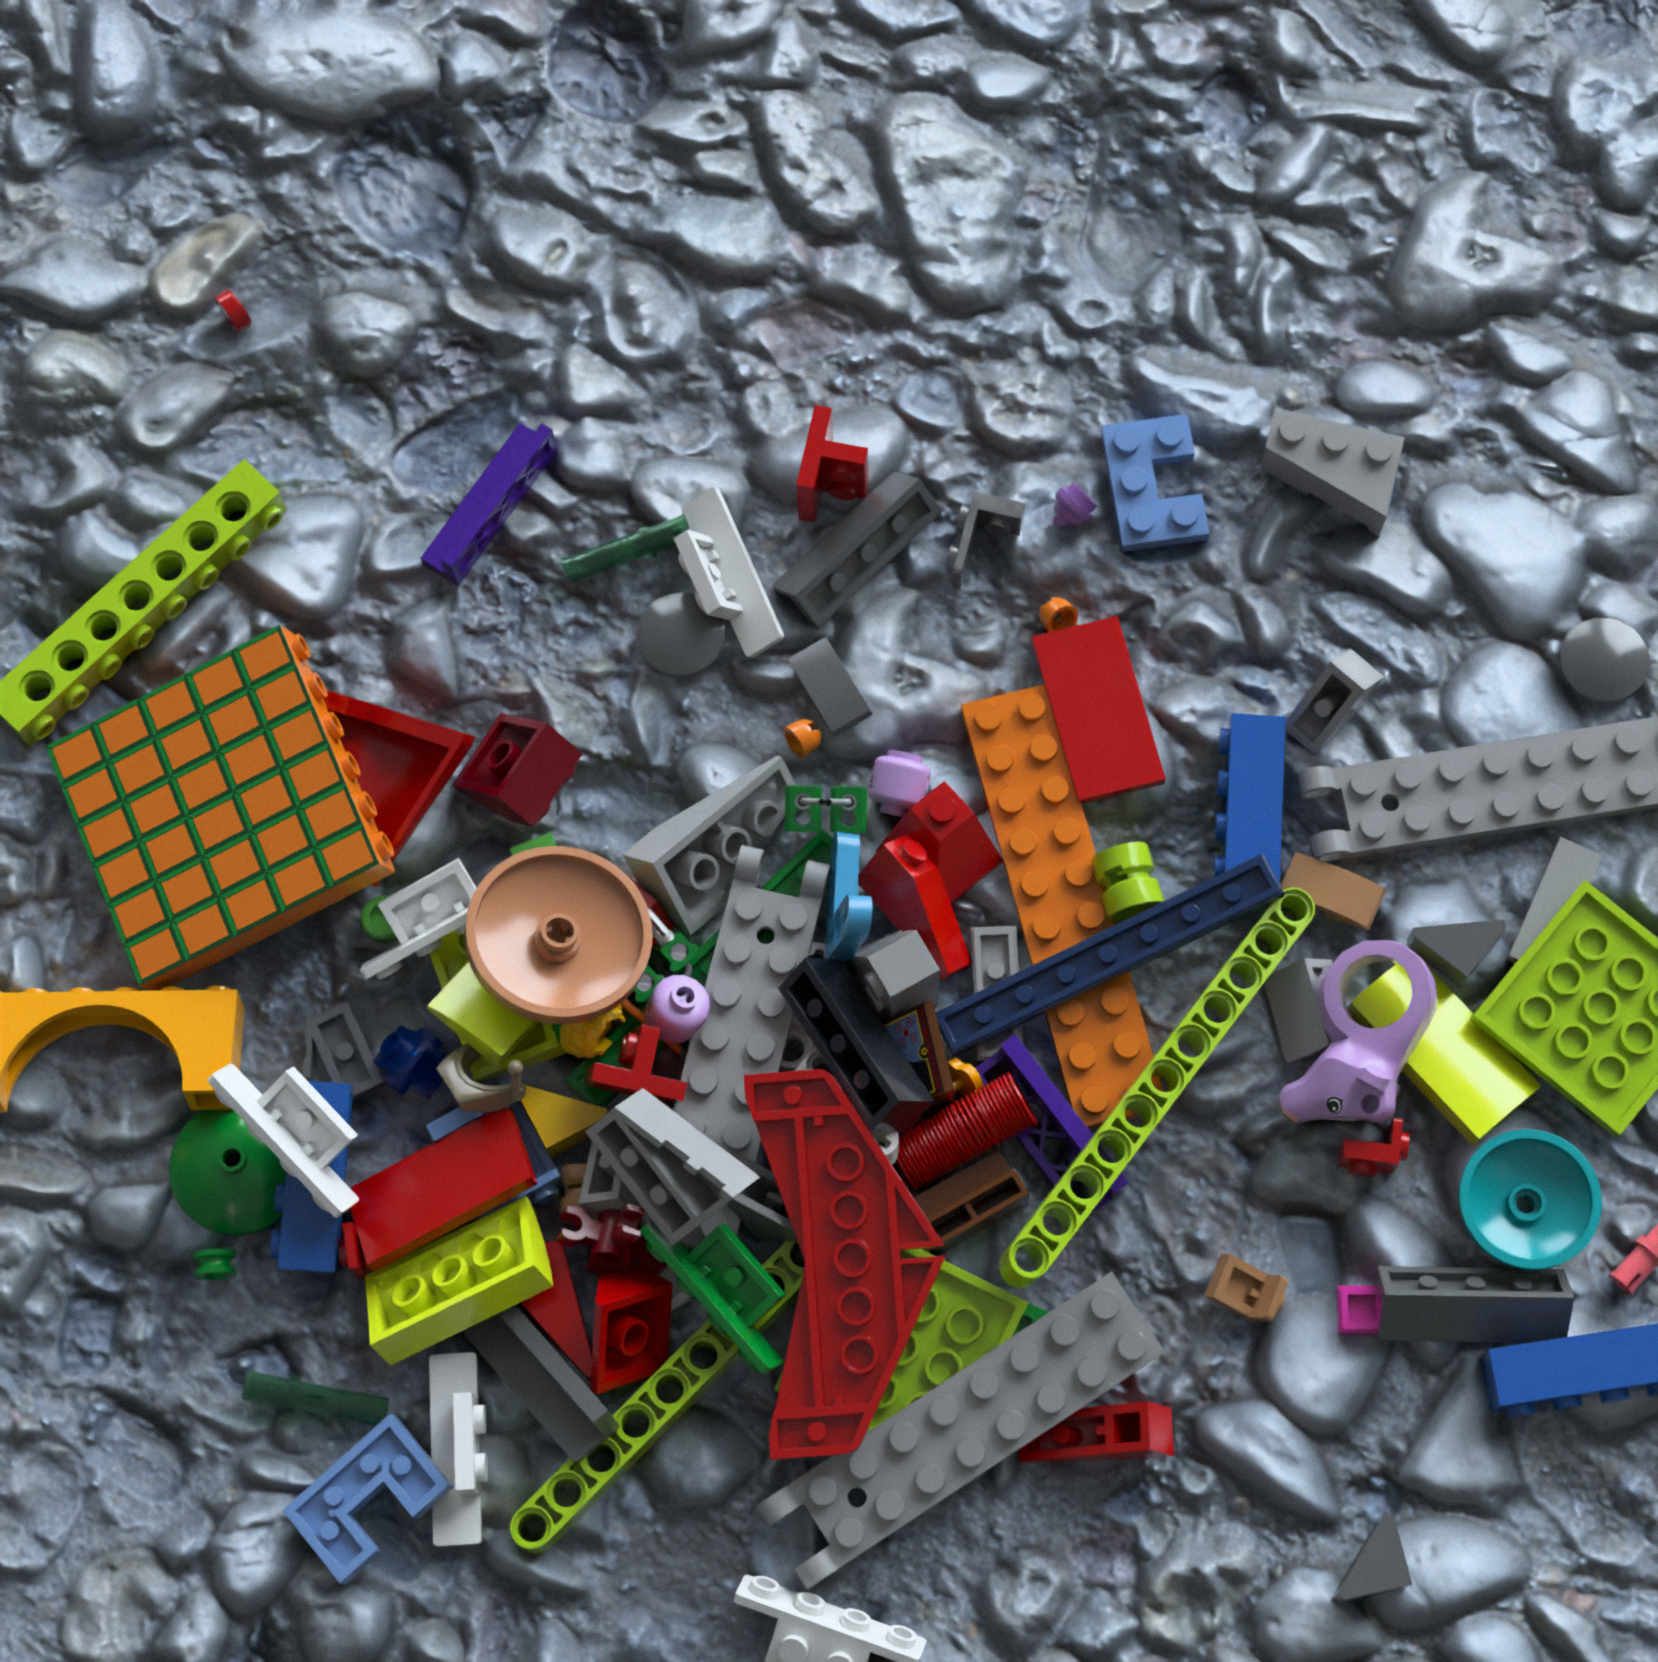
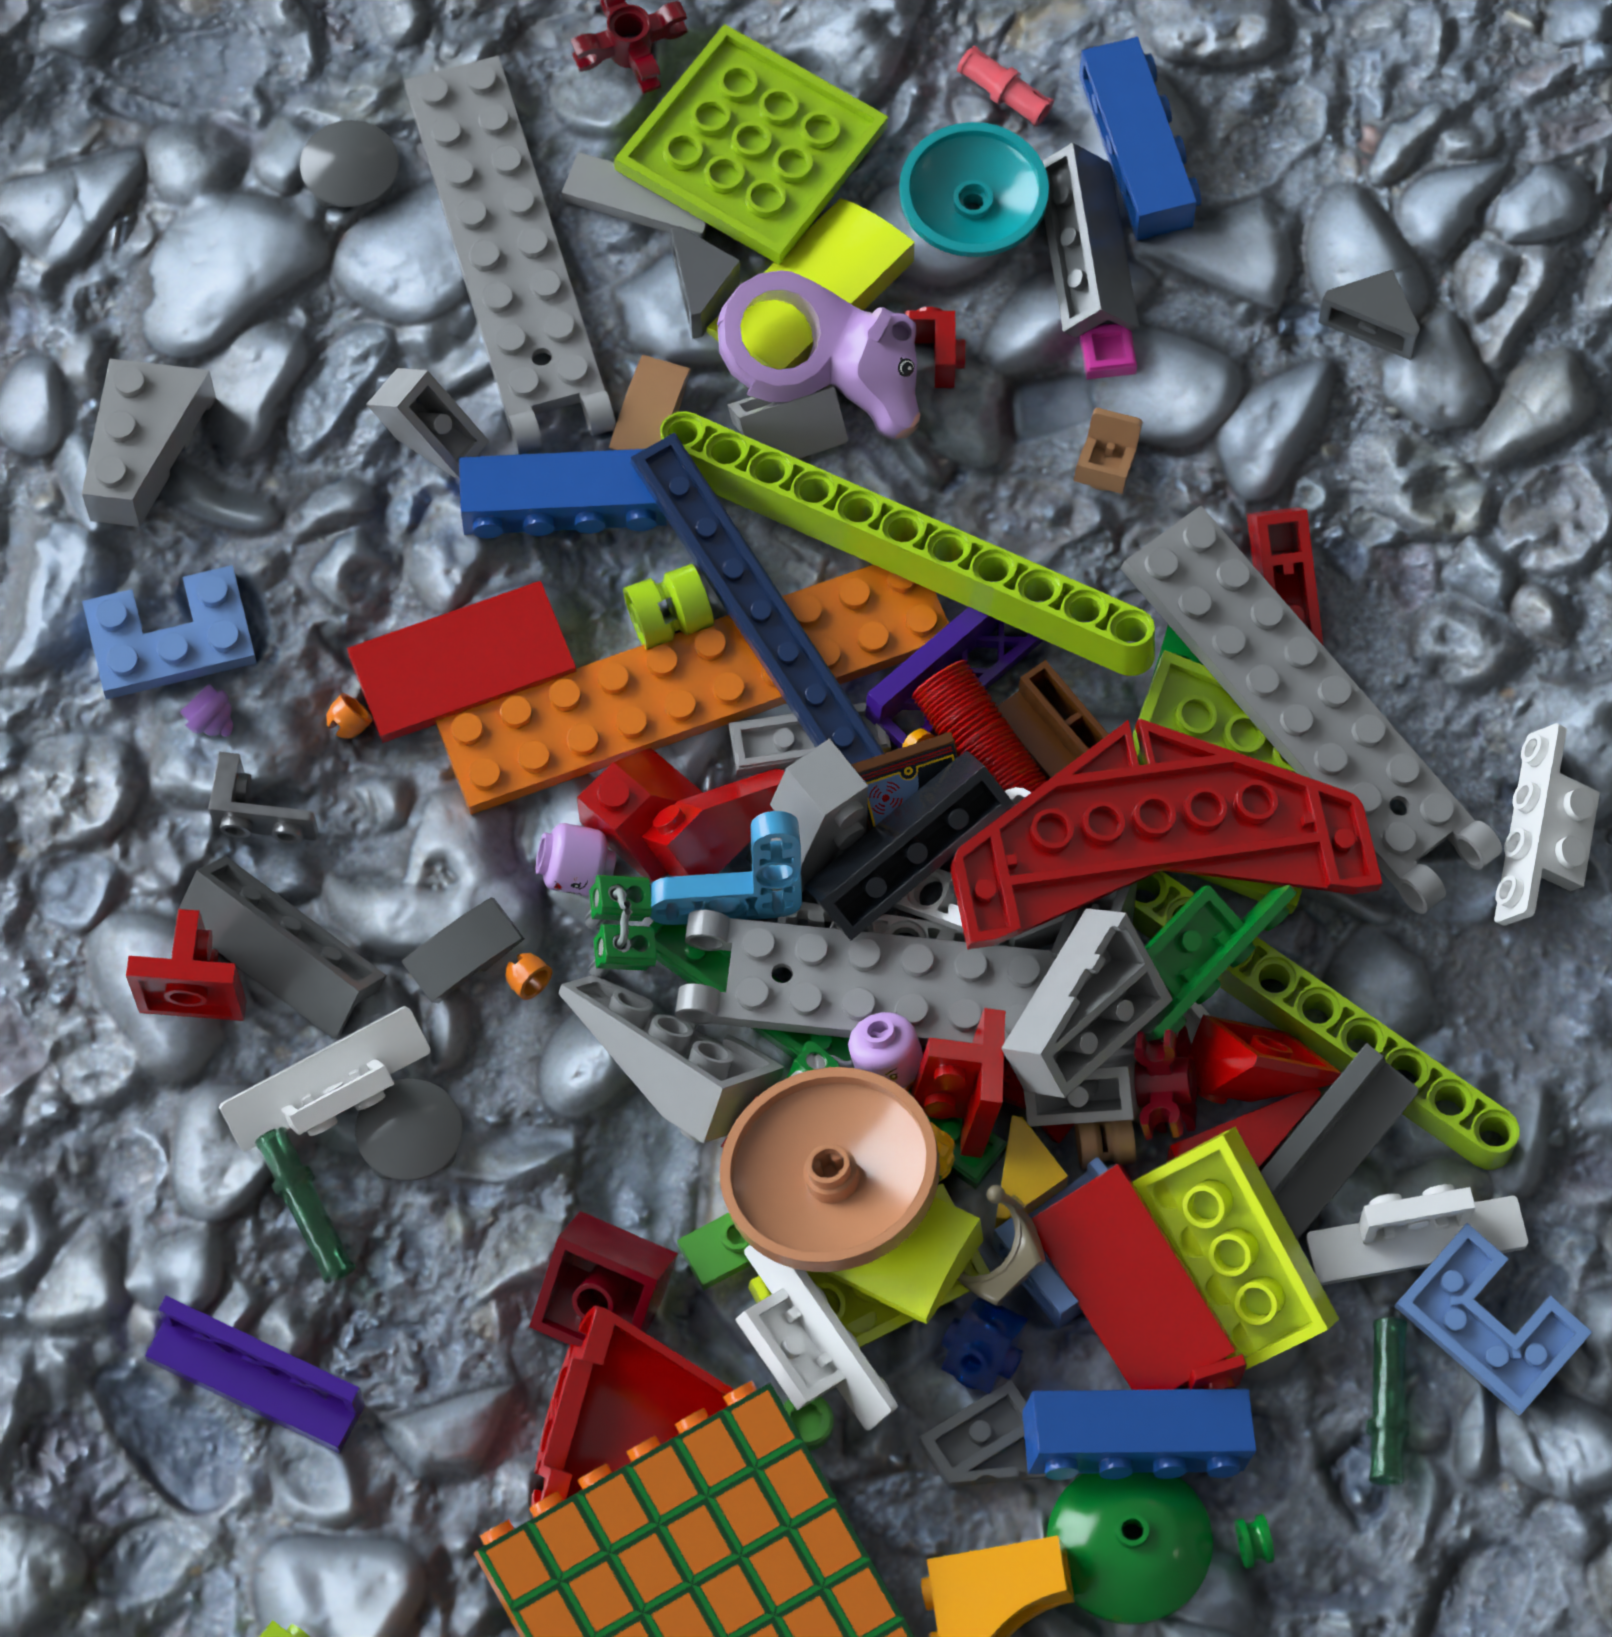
camera: 100 degrees left, 5 degrees down
(297, 1129) = (1099, 1432): white bracket -> none

